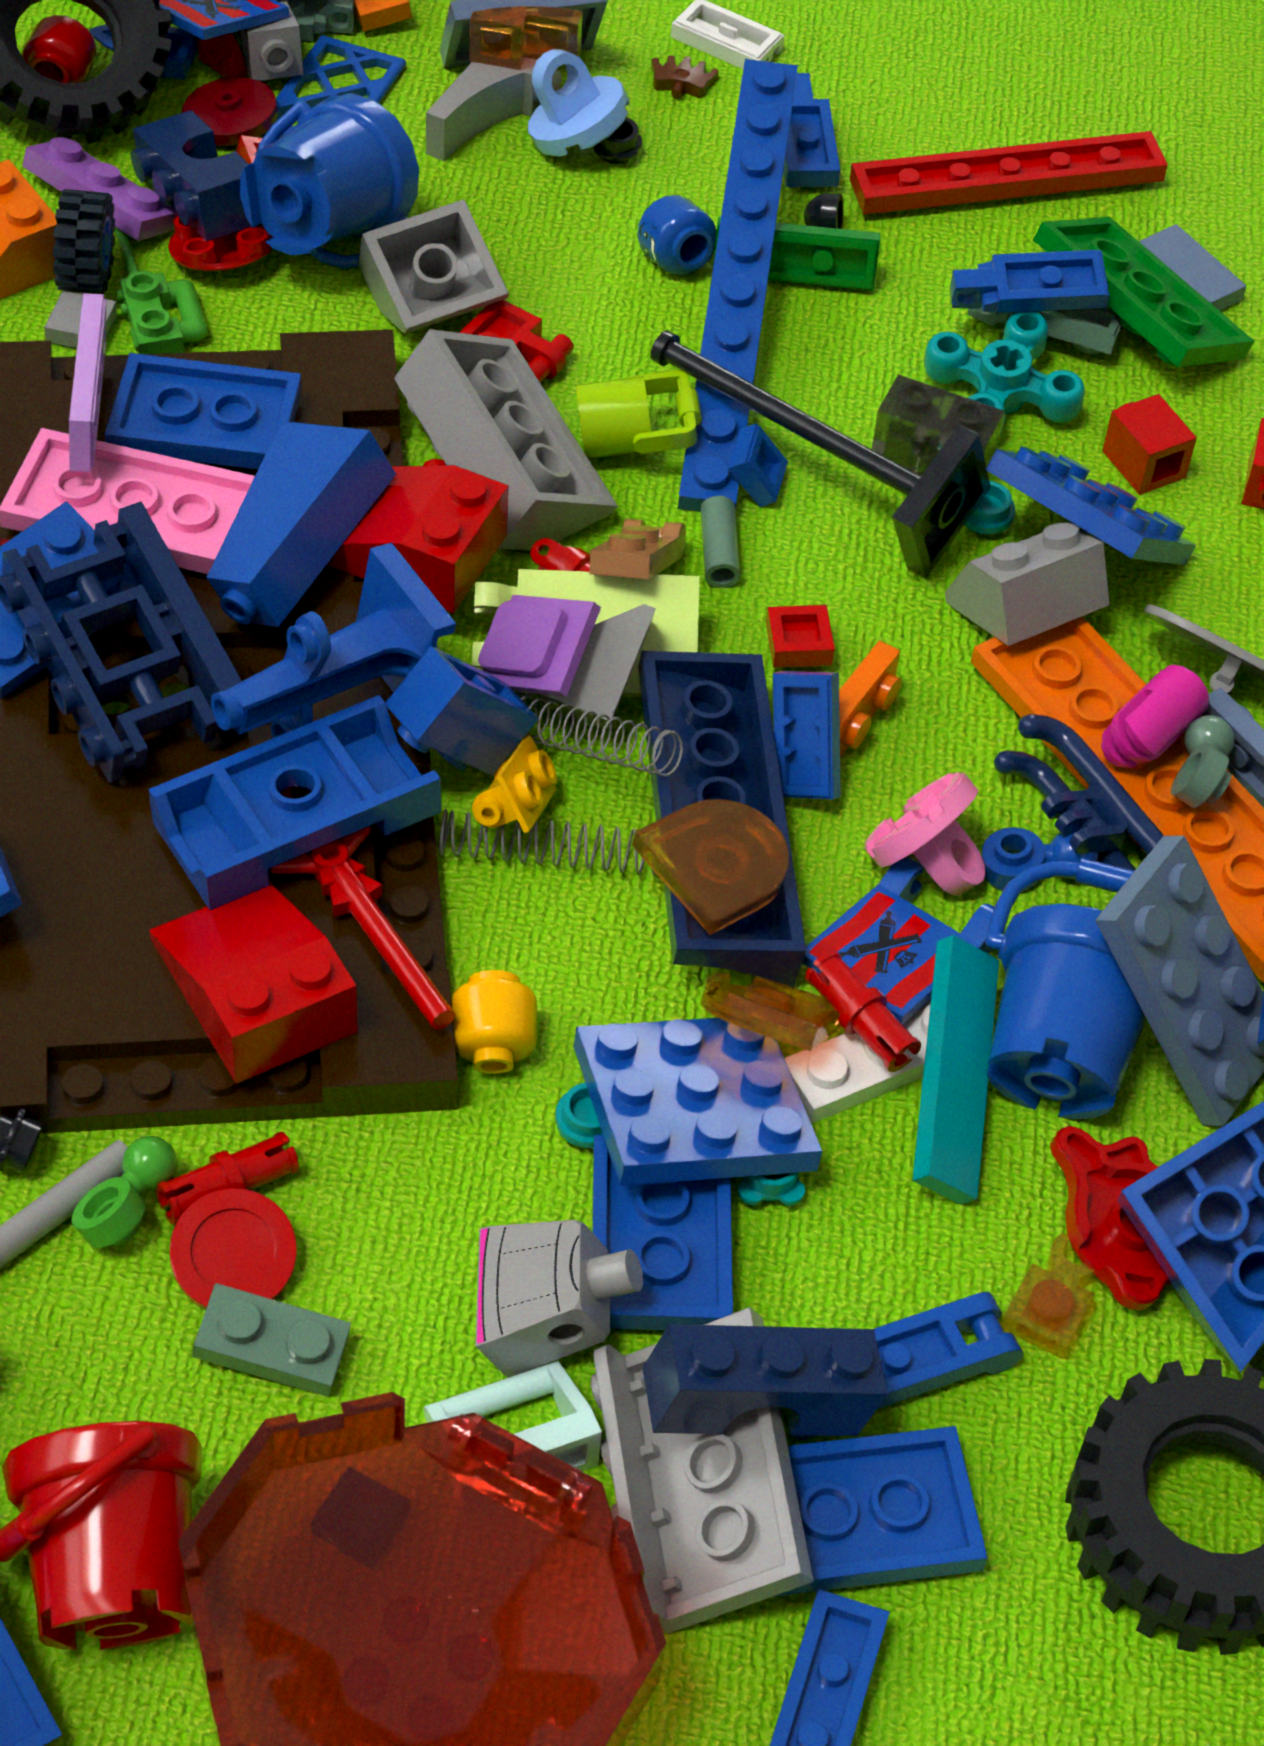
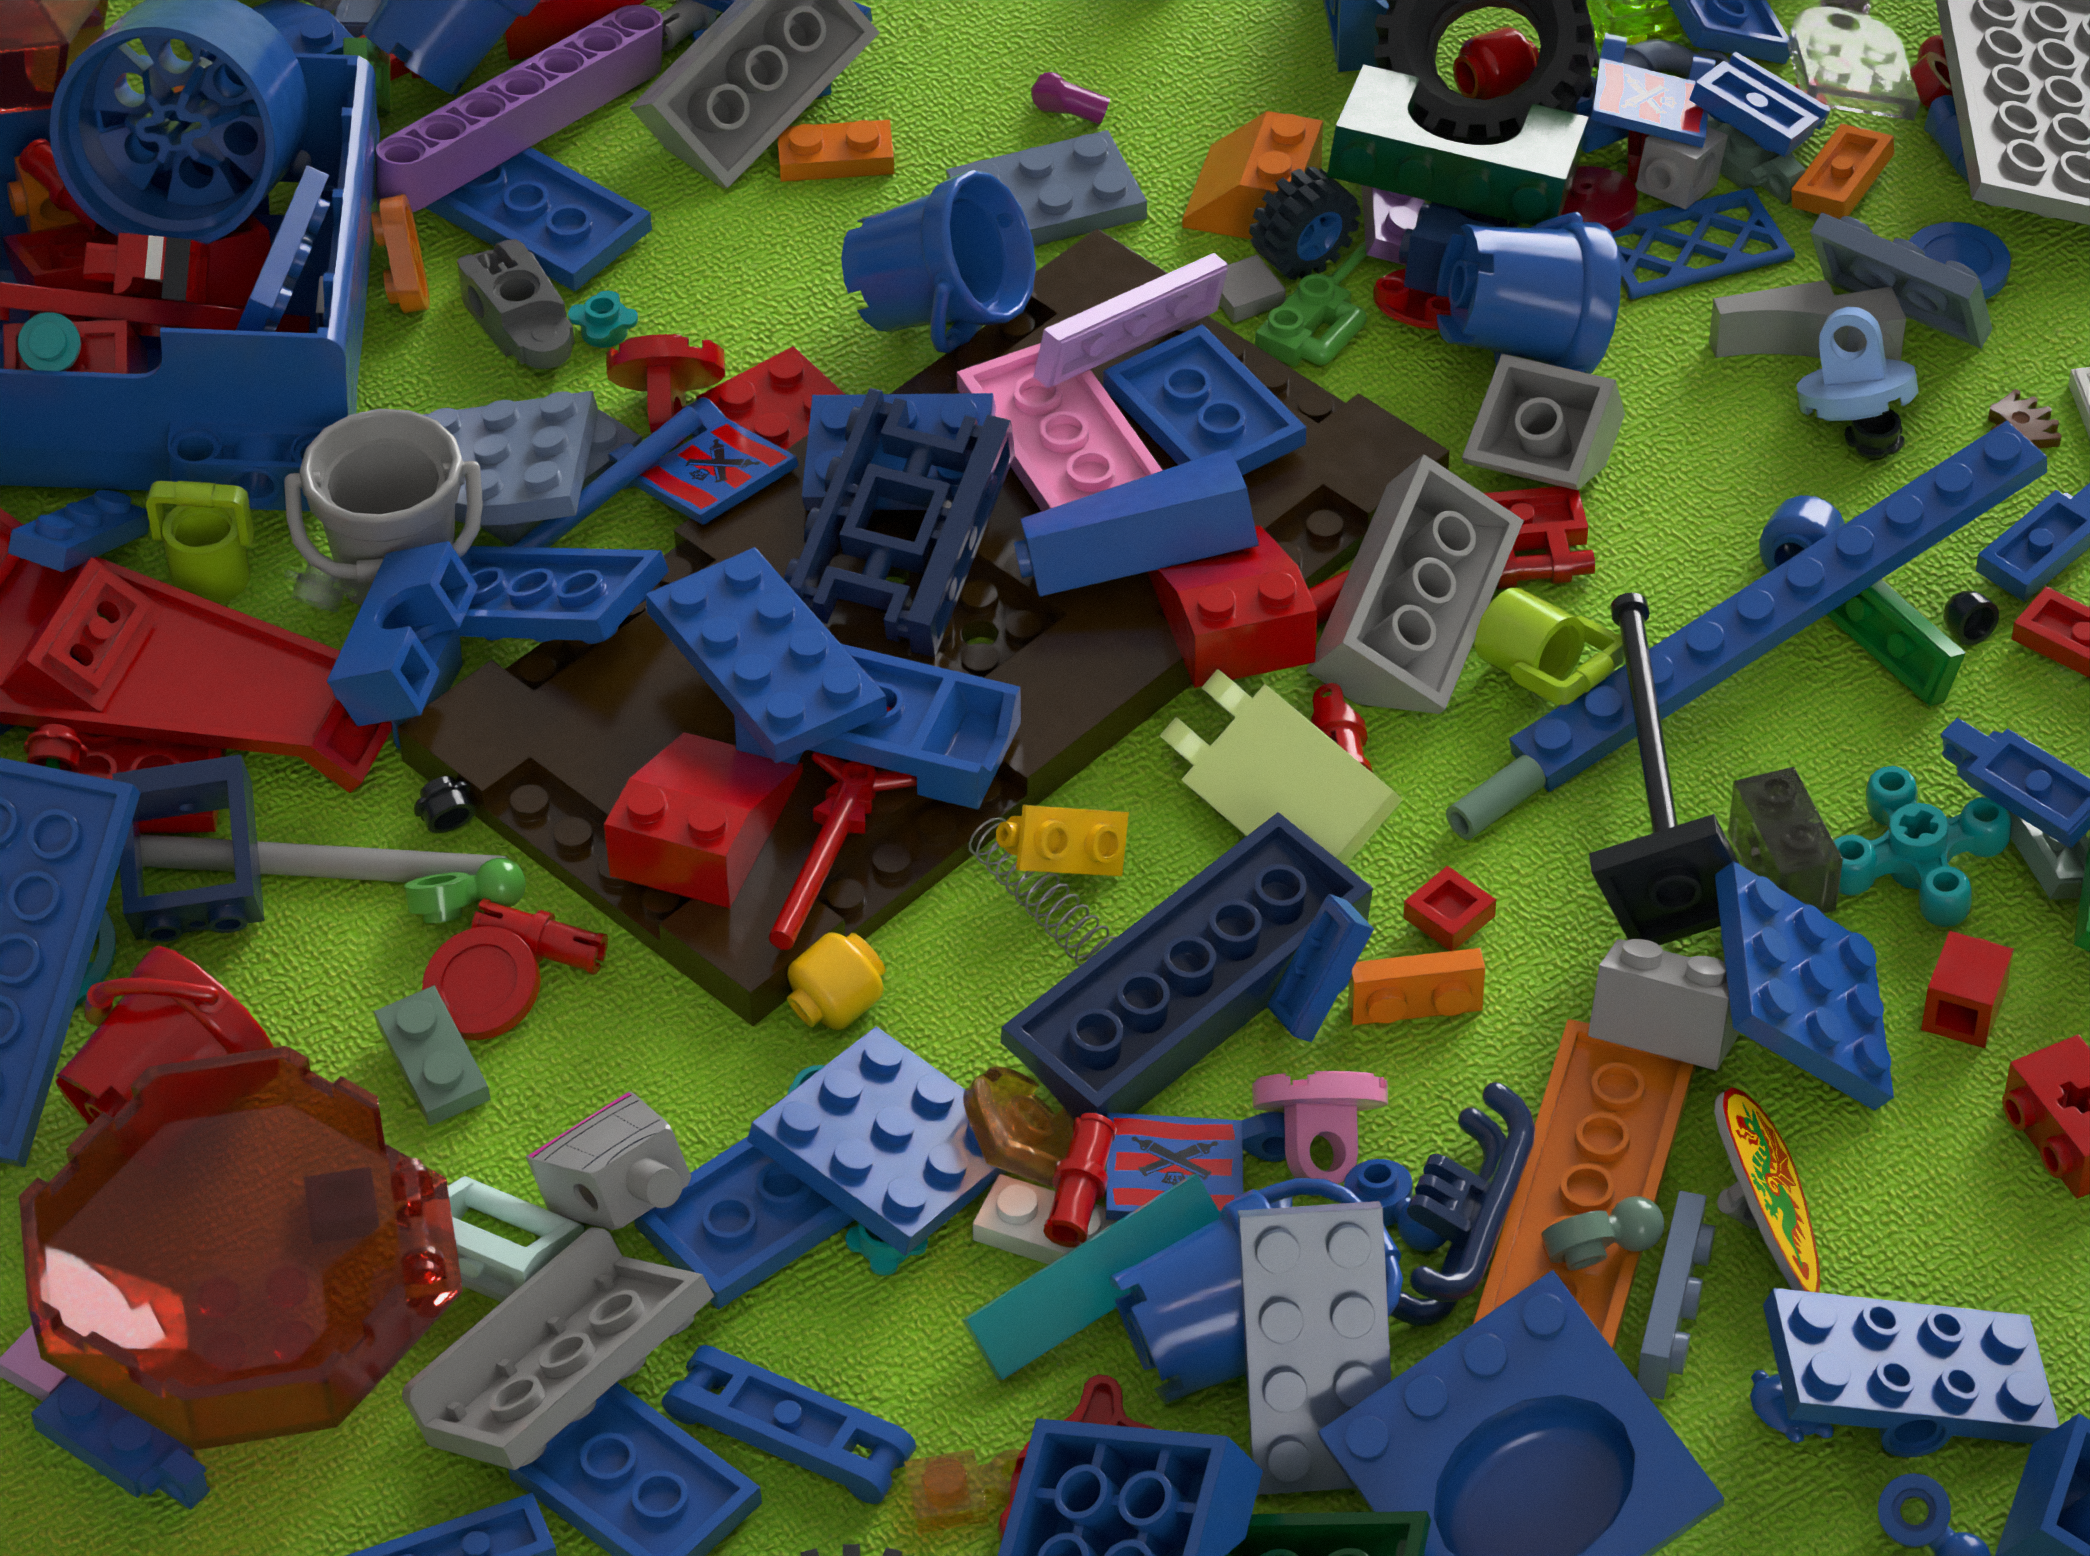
camera: 55 degrees right, 5 degrees down
(172, 814) = (766, 654): none -> blue plate
(207, 106) = (1511, 180): none -> dark green arch
(391, 634) = (1067, 652): blue piece -> none
(459, 712) = (1075, 746): blue brick -> none
(514, 33) = (1862, 279): clear orange slope -> none
(538, 643) = (1197, 742): medium lavender piece -> none
(606, 665) = (1232, 796): light grey slope -> none
(639, 550) = (1391, 745): medium nougat plate -> none
(659, 738) = (1137, 841): light grey piece -> none
(716, 859) = (1111, 990): clear orange tile -> none
(716, 1372) = (682, 1352): dark blue arch -> none
(758, 465) = (1603, 761): blue tile -> none
(1155, 717) = (1611, 1170): dark pink arm -> none

